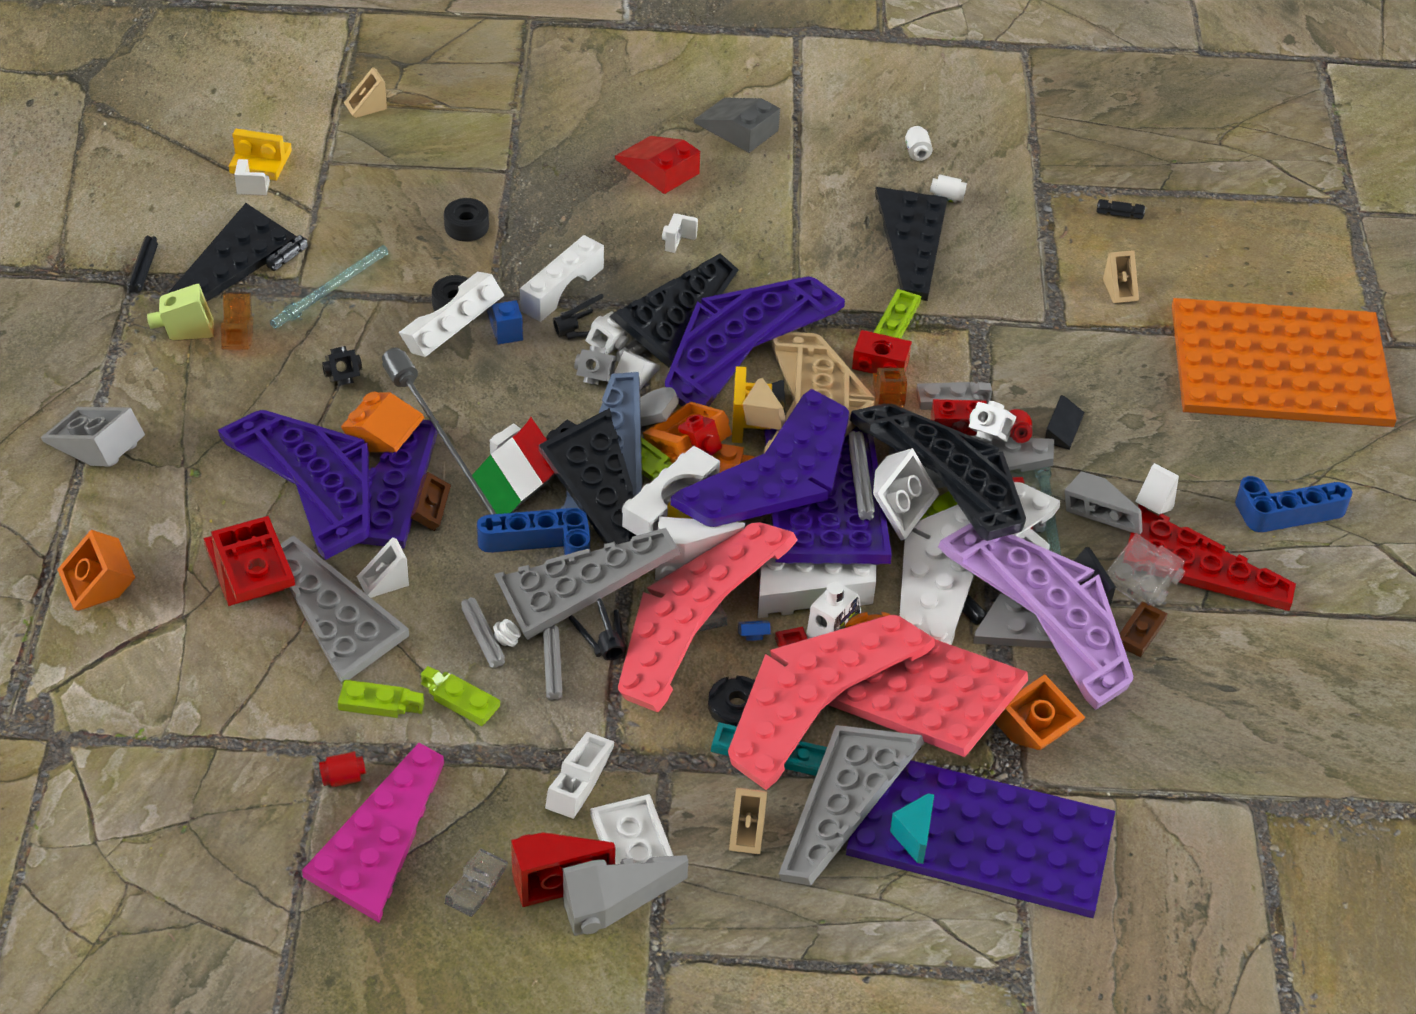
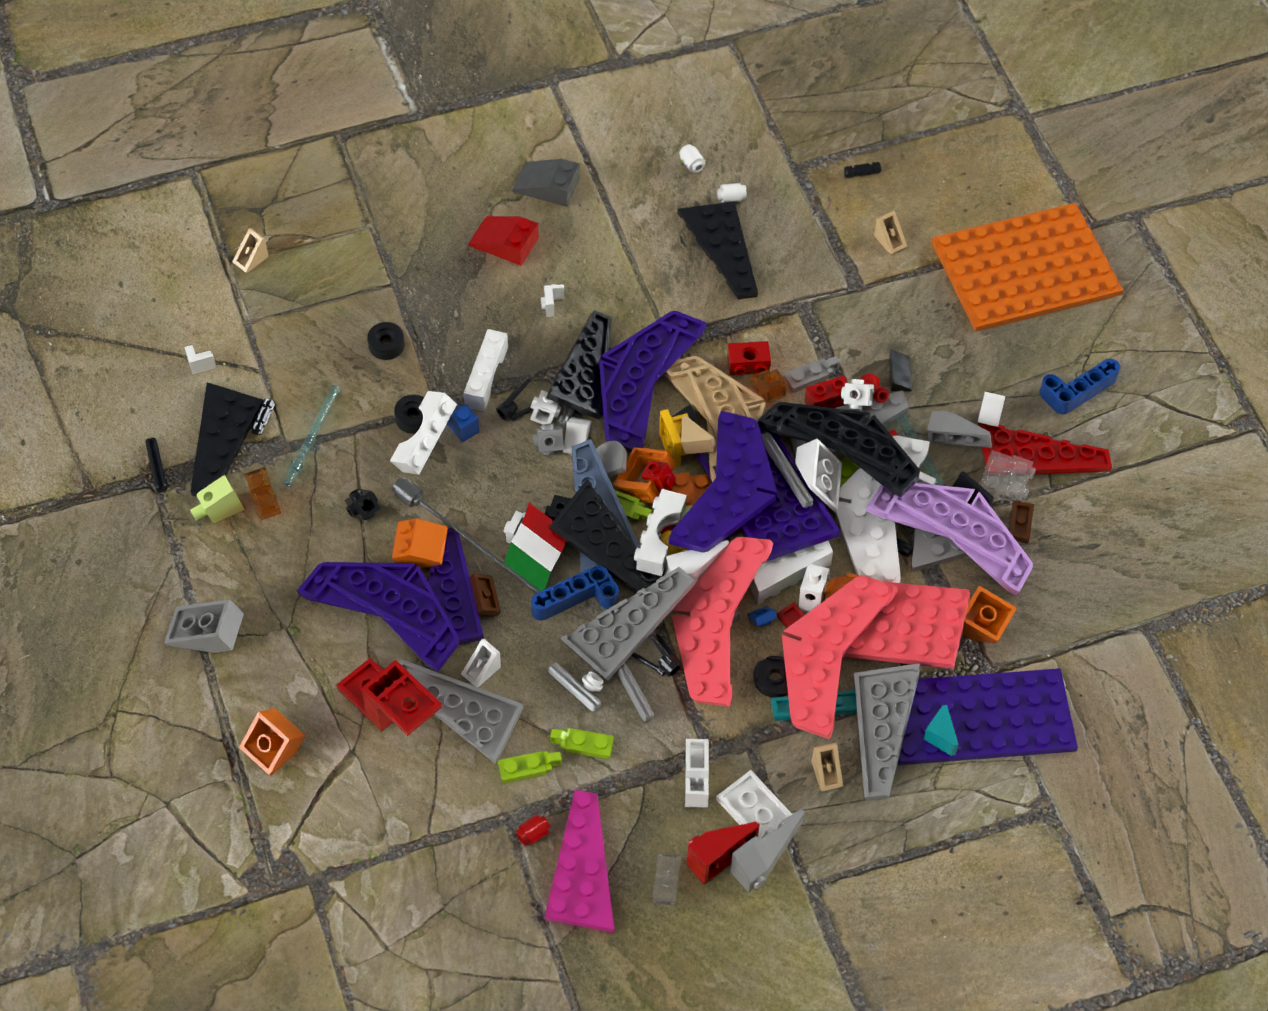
camera: 20 degrees left, 10 degrees up
(264, 152) = (195, 332): yellow bracket -> none
(898, 314) = (743, 318): lime tile -> none

